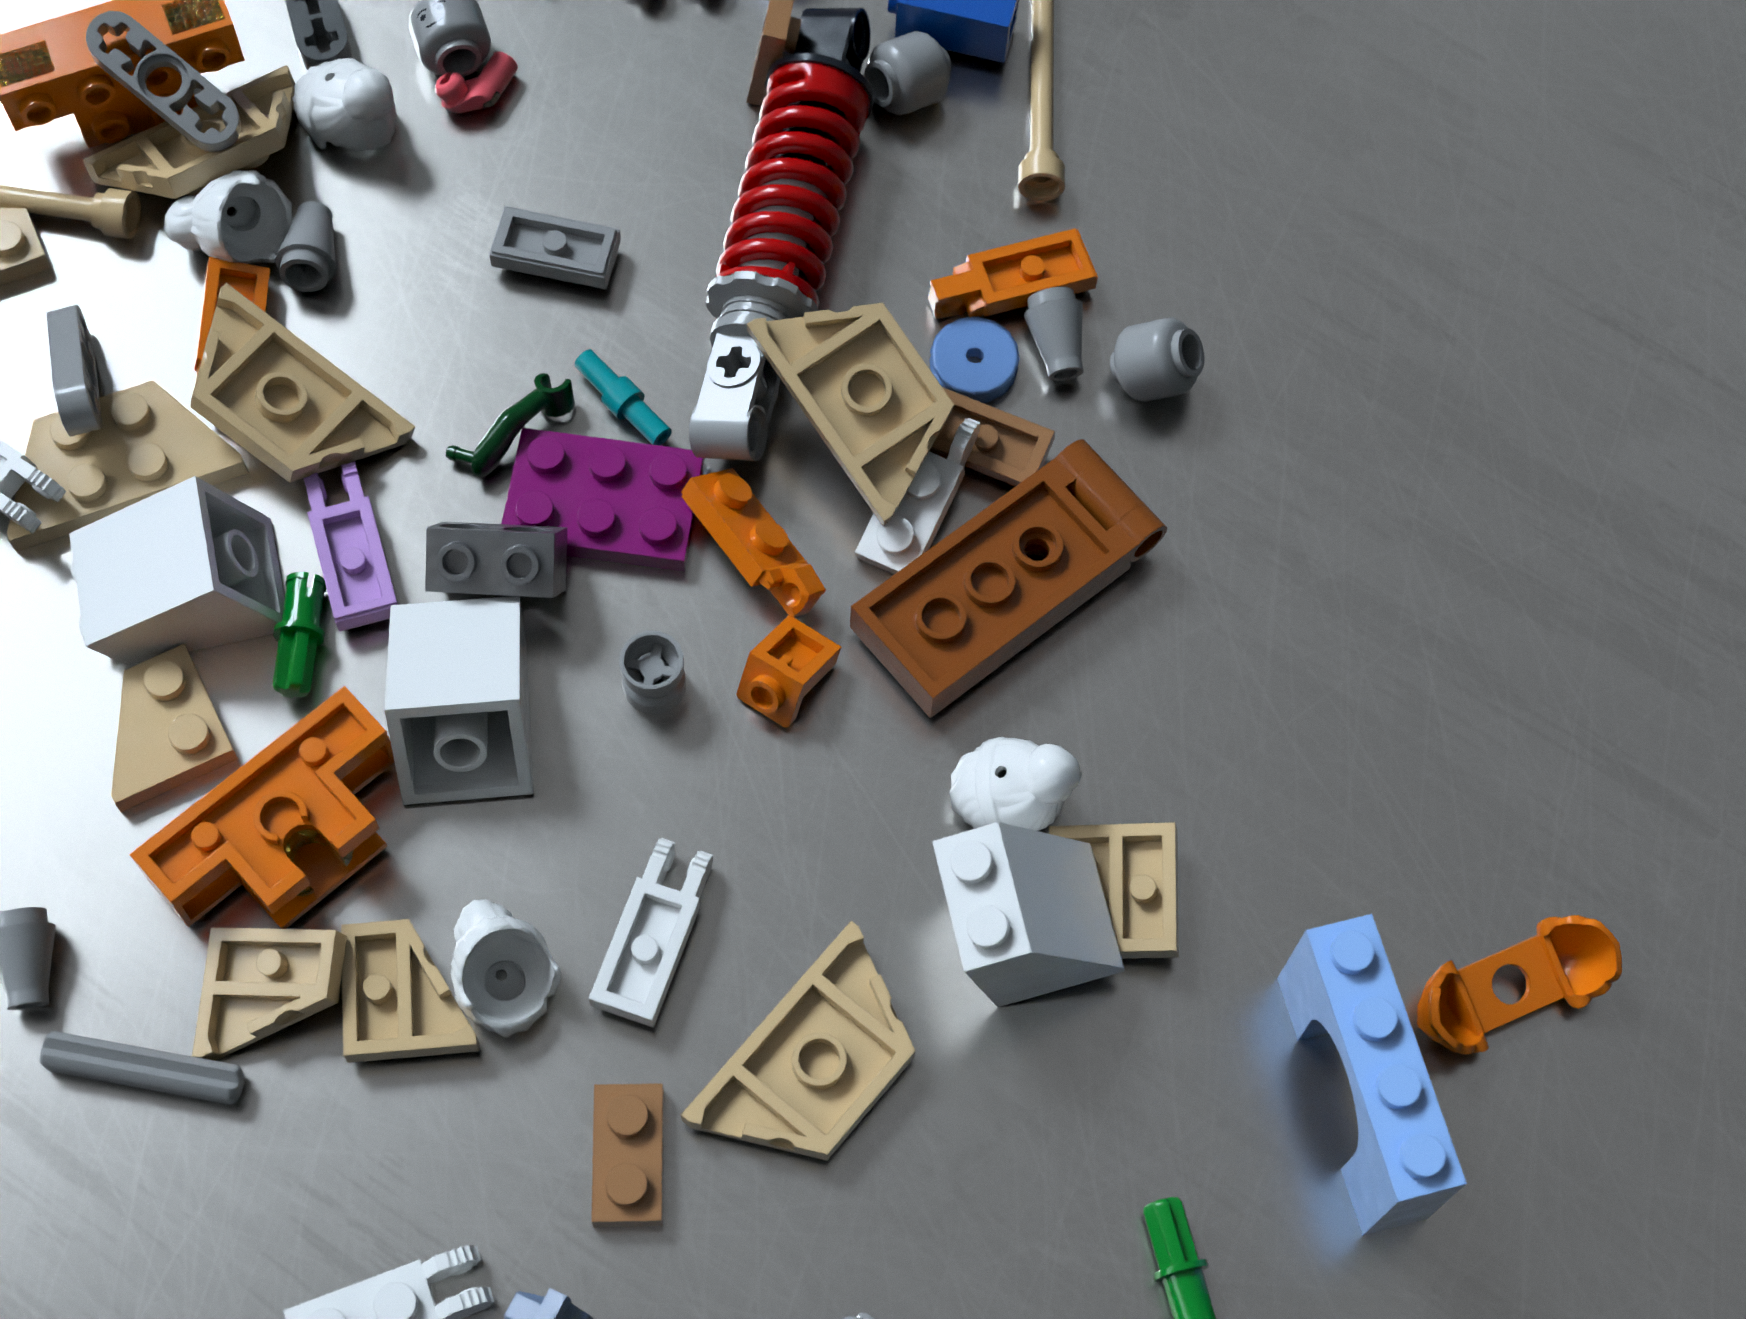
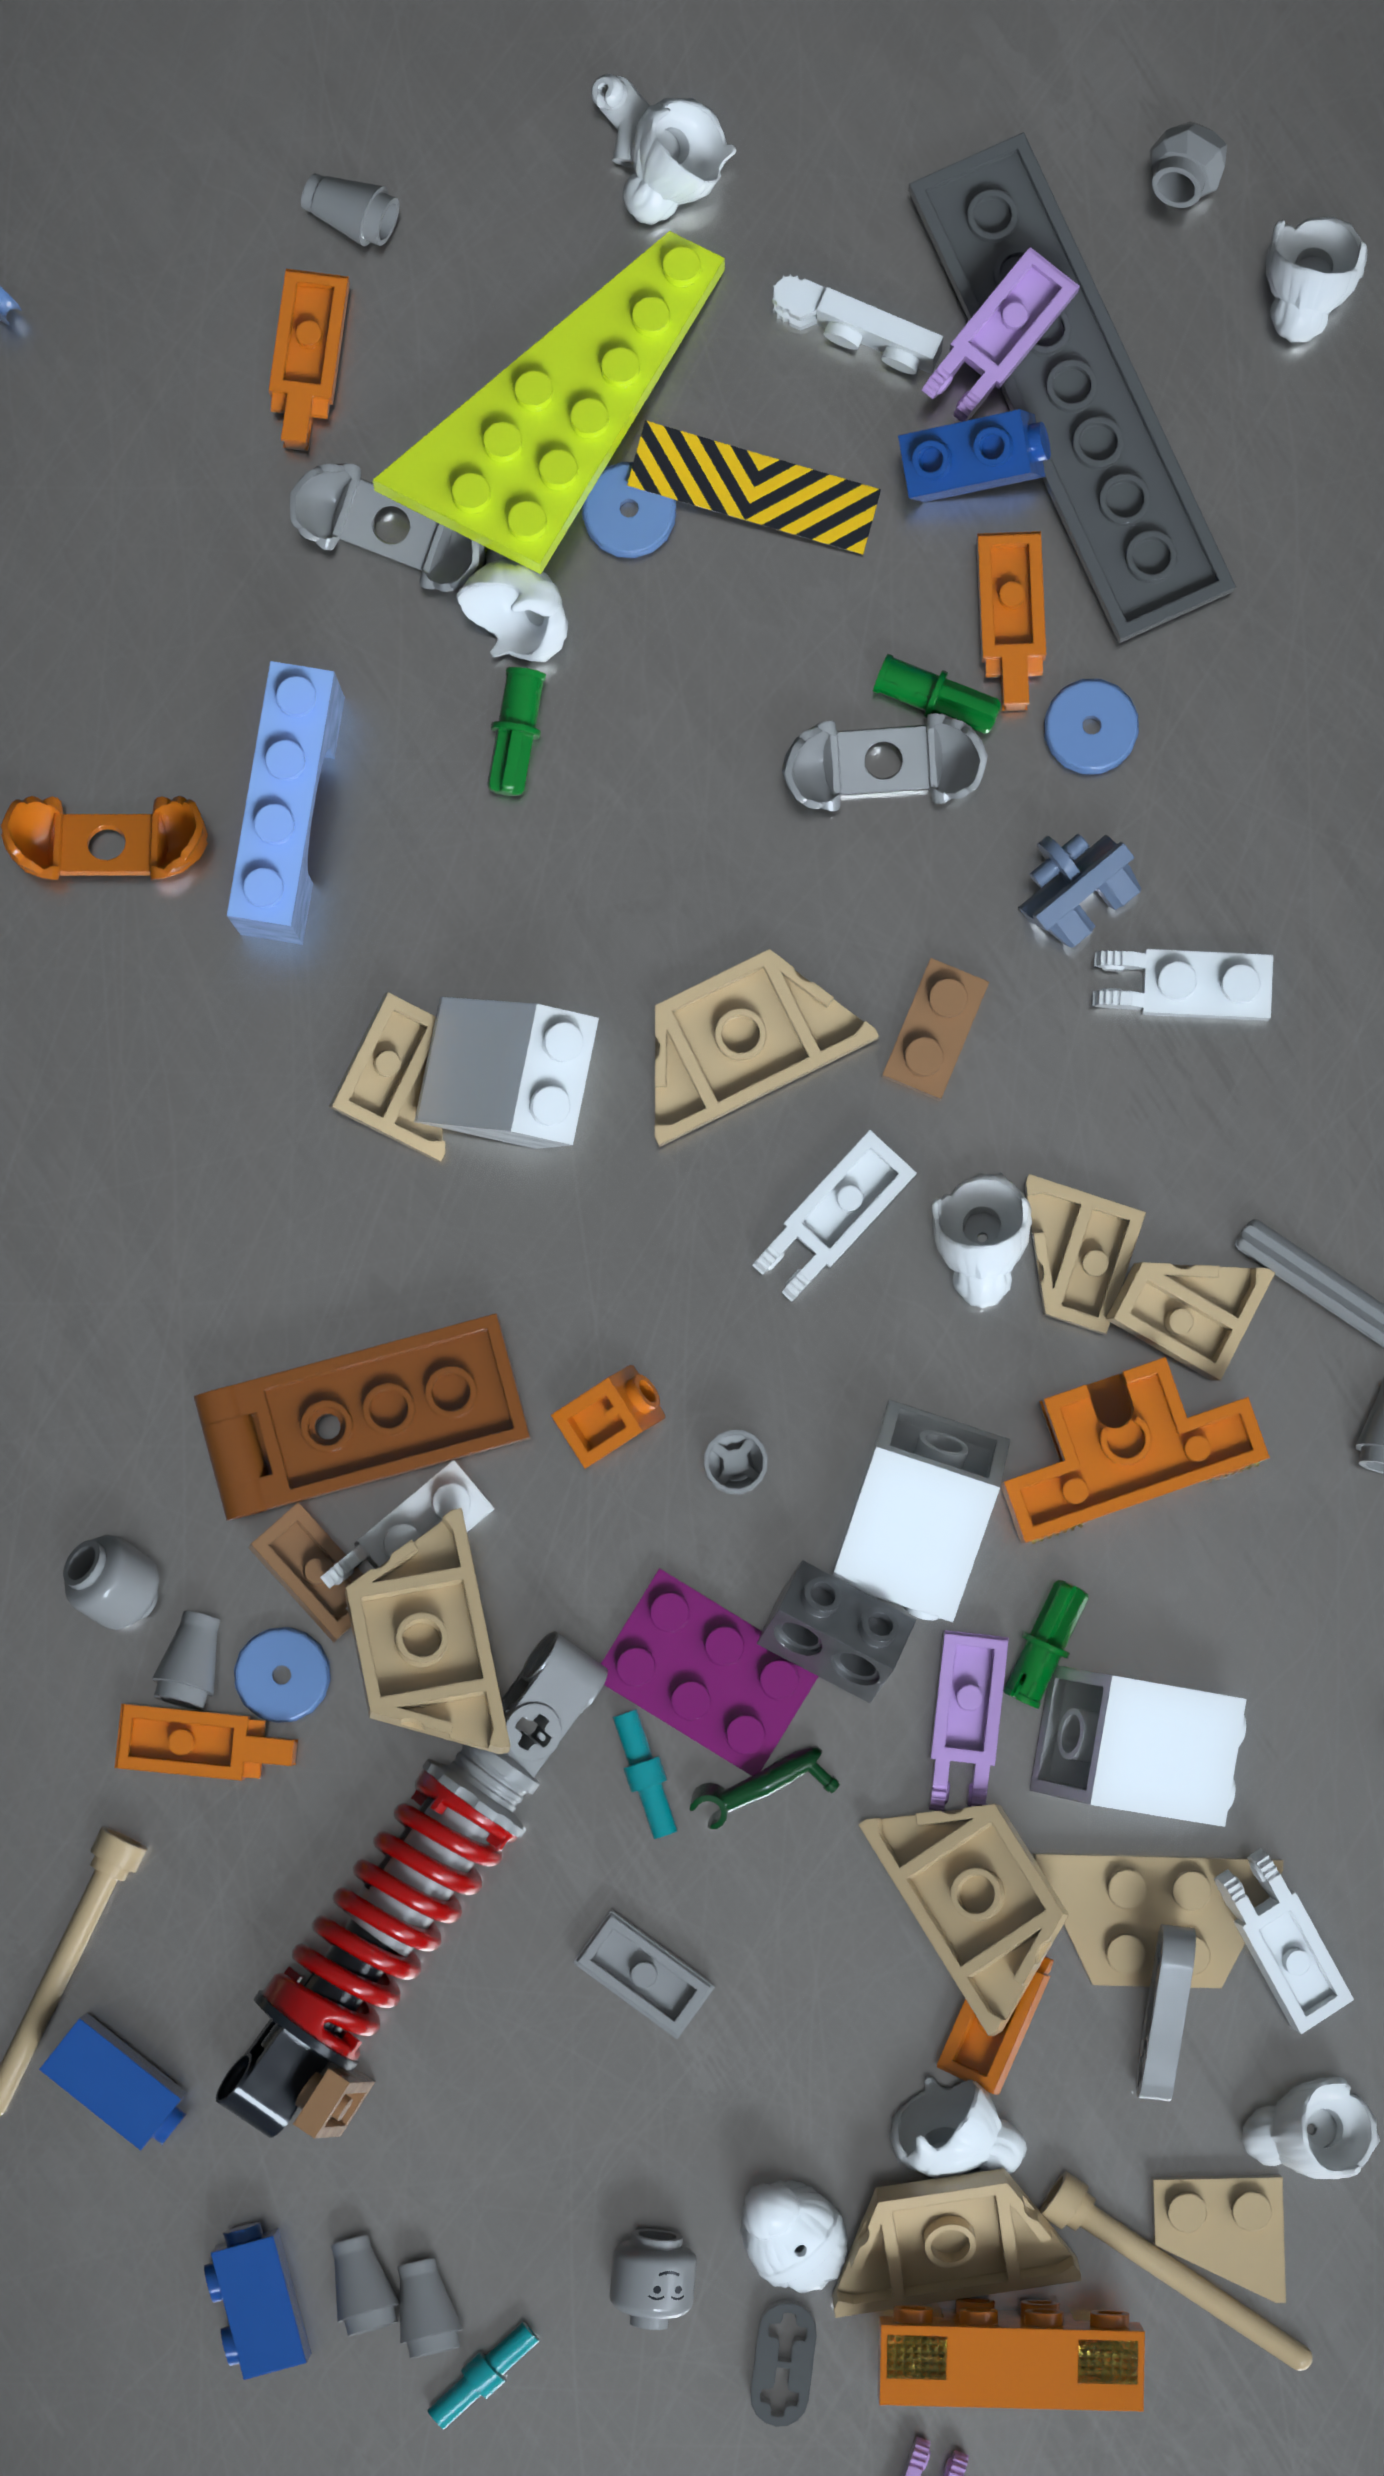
camera: 150 degrees left, 20 degrees up
(139, 40) = (1013, 2313): light grey beam -> none
(165, 729) = (1197, 1605): tan wing -> none
(308, 249) = (889, 2076): light grey cone -> none
(480, 92) = (647, 2204): coral arm -> none
(753, 539) = (585, 1560): orange hinge -> none
(908, 73) = (199, 2029): light grey head -> none
(1026, 796) = (435, 1203): white piece -> none

